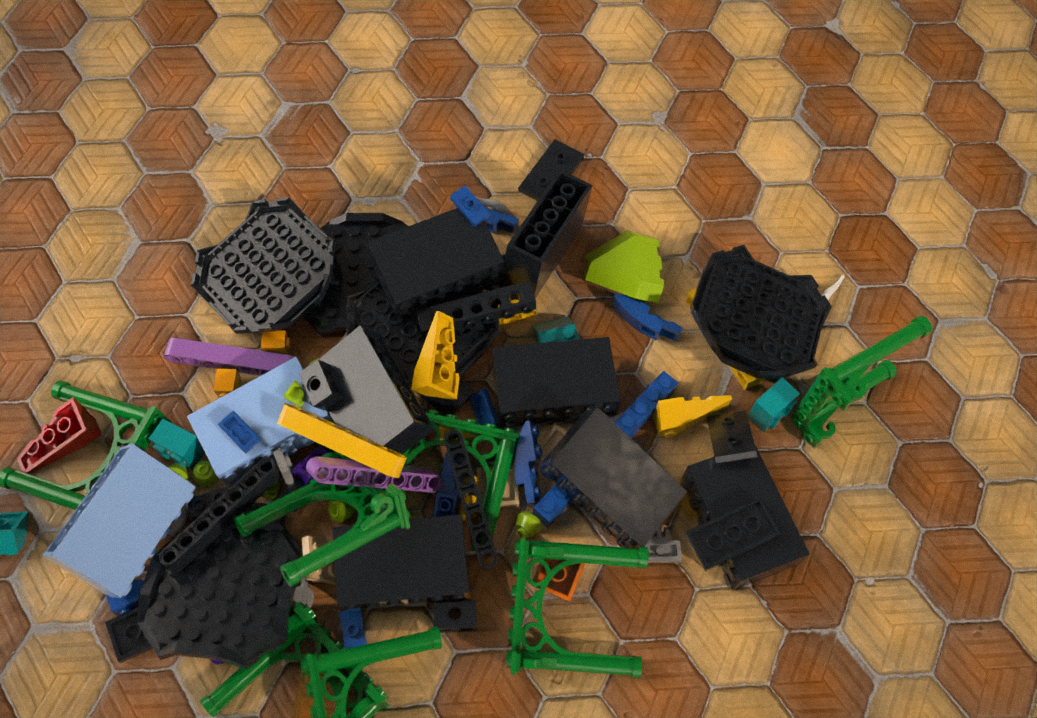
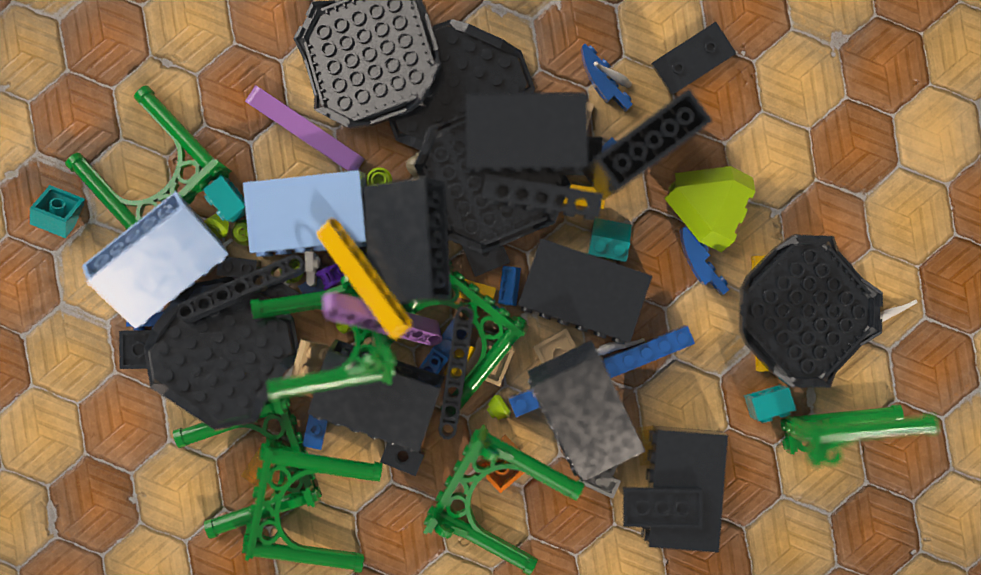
camera: 25 degrees right, 25 degrees up
(65, 433) = (134, 140): red wedge -> none
(226, 381) = (291, 157): light orange brick -> none
(239, 432) = (282, 223): blue plate -> none
(276, 342) = (350, 136): light orange brick -> none
(295, 394) = (344, 209): lime tile -> none
(320, 385) = (374, 208): black brick -> none
(436, 364) = (479, 239): yellow wedge -> none
(469, 206) = (579, 98): blue plate -> none
(527, 454) = (526, 349): blue slope -> none
(677, 414) = (678, 372): yellow wedge -> none
(731, 437) = (712, 418): black plate -> none

